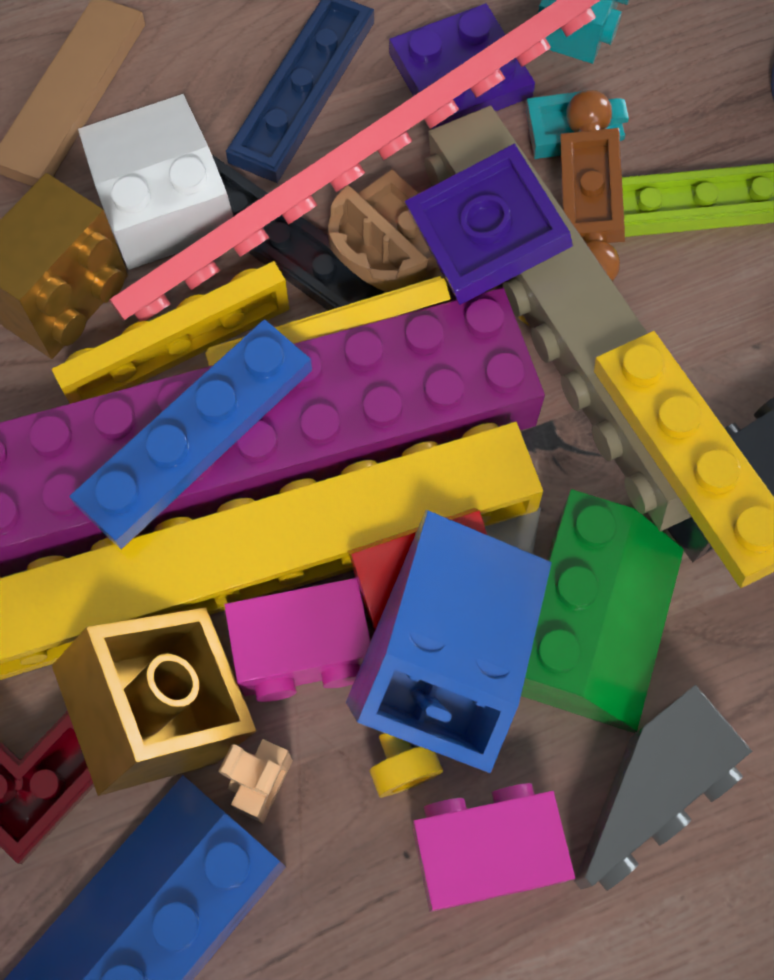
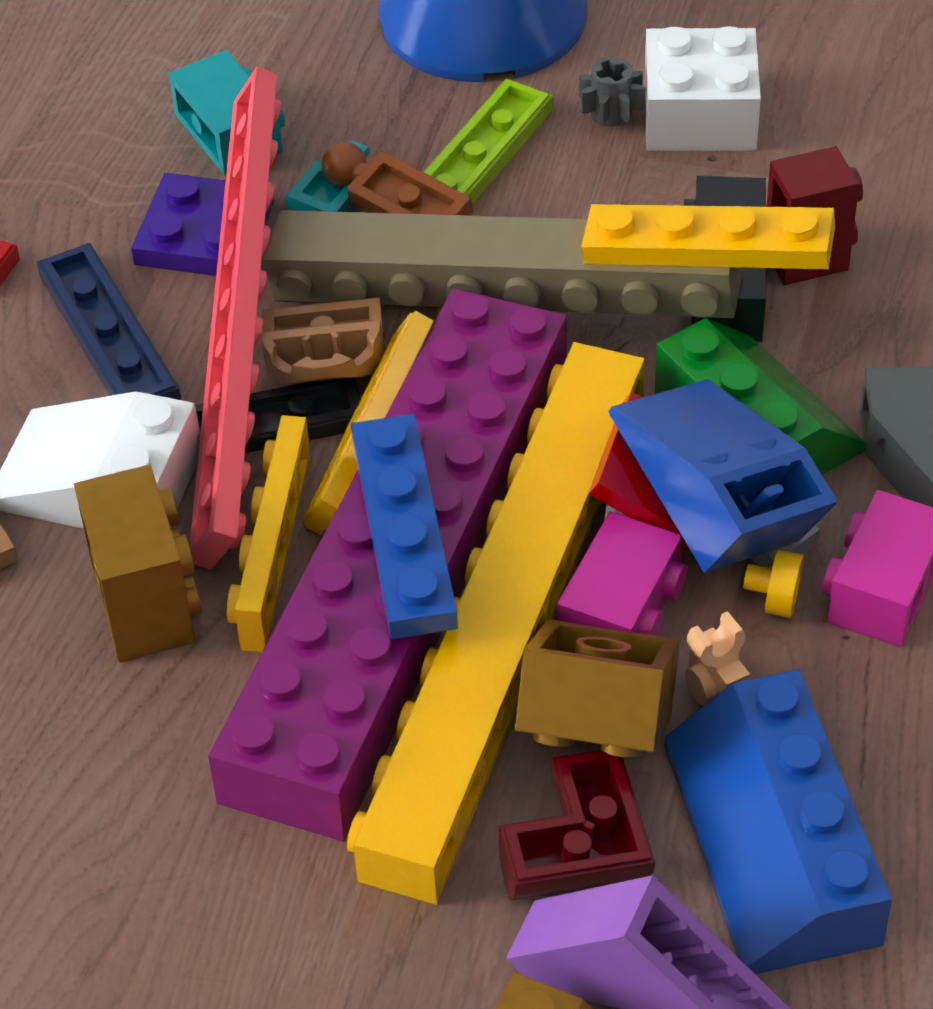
camera: 50 degrees left, 20 degrees down
(488, 223) = (399, 254): dark purple plate -> none

